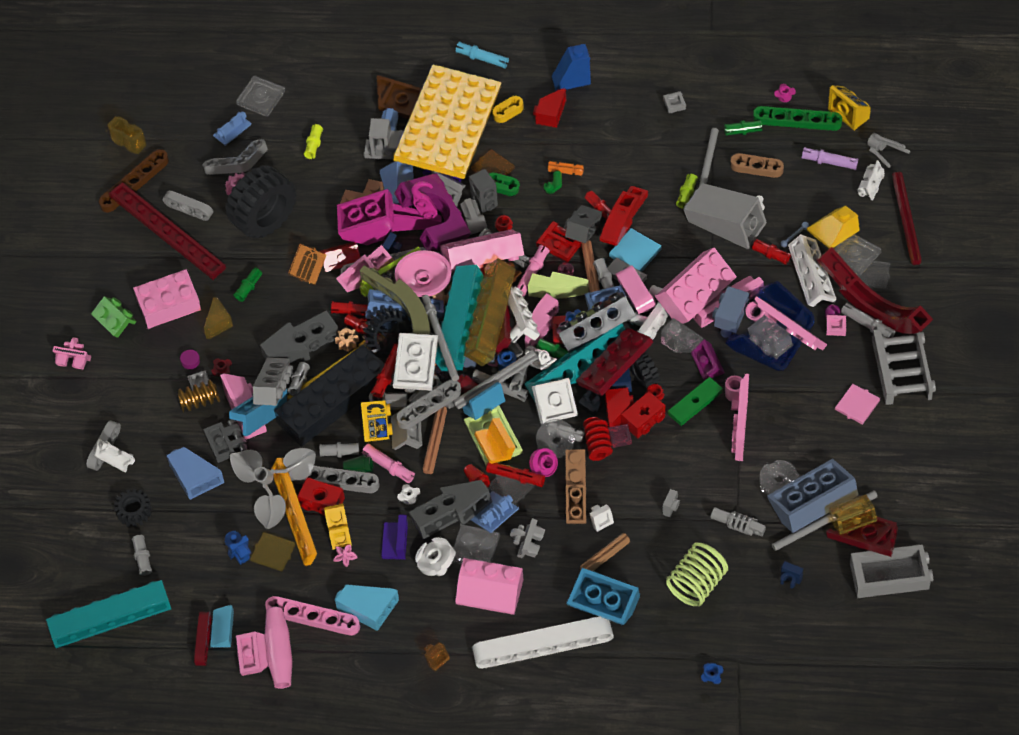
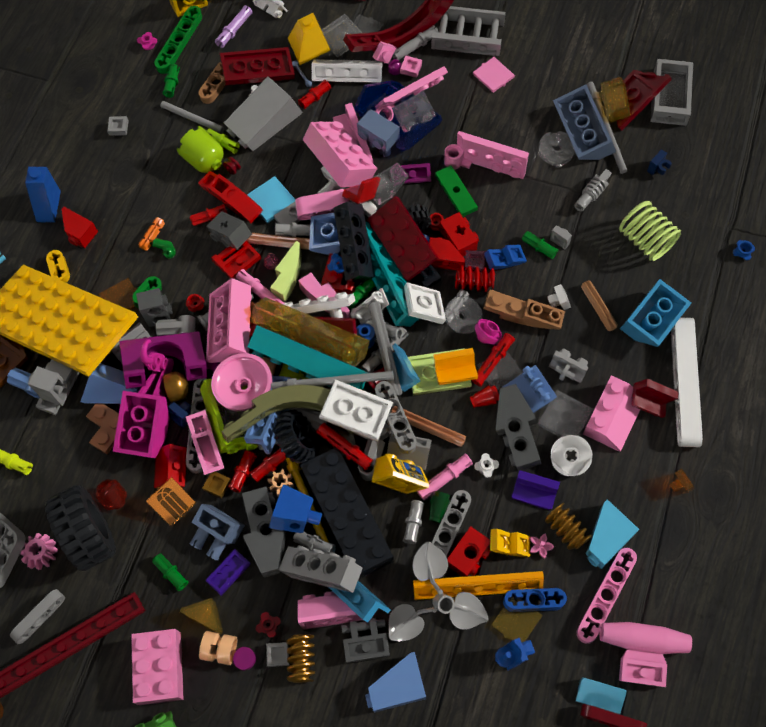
camera: 75 degrees left, 10 degrees up
(192, 335) = (225, 651): none -> light nougat wheel
(258, 324) = (228, 572): none -> dark purple plate
(294, 302) = (217, 523): none -> sand blue brick
(294, 549) = (549, 592): none -> blue beam
(301, 219) = (111, 494): none -> clear red head
(318, 350) = (293, 511): none -> blue torso
(333, 292) = (216, 484): none -> pearl gold plate
(364, 565) = (567, 527): none -> pearl gold piece
(411, 232) = (175, 386): none -> pearl gold hair
(511, 612) = (652, 397): none -> dark red panel
(632, 460) = (503, 258): none -> blue slope
(651, 312) = (363, 191): none -> red panel
(657, 488) = (539, 244): none -> green axle
(660, 207) = (231, 165): none -> dark red bush
(664, 175) = (201, 150): none -> lime cylinder
(783, 191) = (256, 65): none -> dark red plate
(840, 294) = (384, 52): none -> bright pink plate

